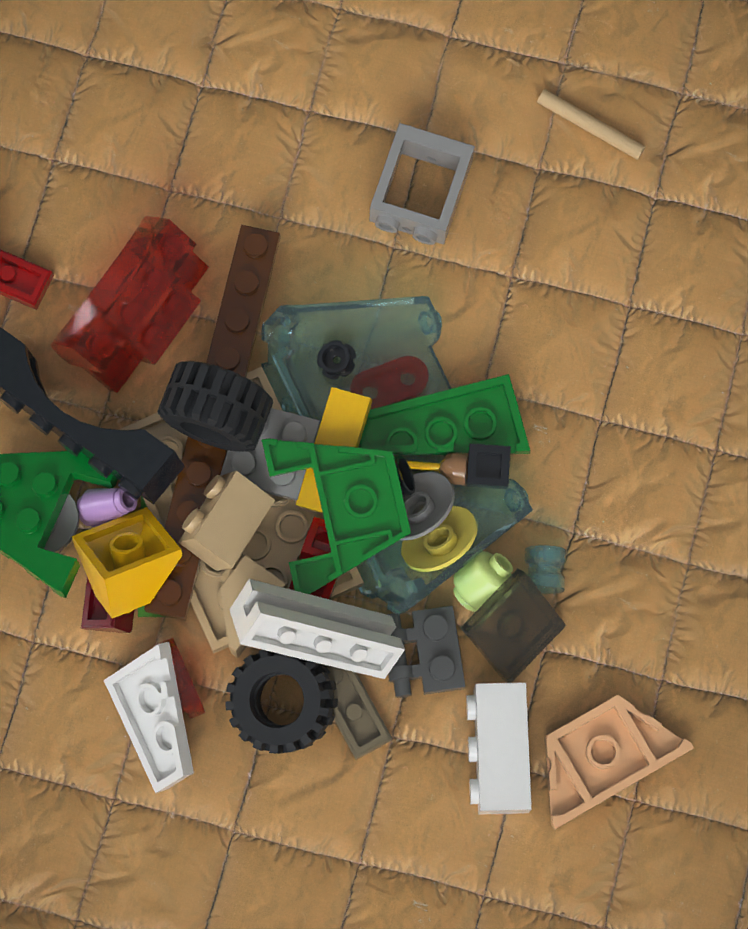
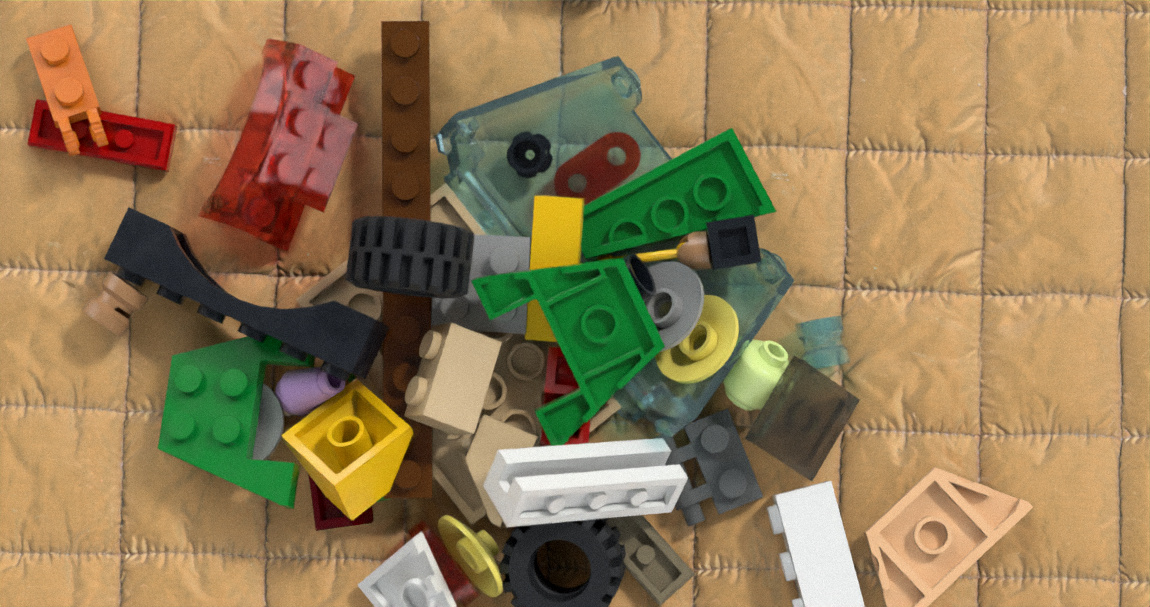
camera: 10 degrees left, 10 degrees up
(207, 673) = (473, 553): none -> light yellow dish

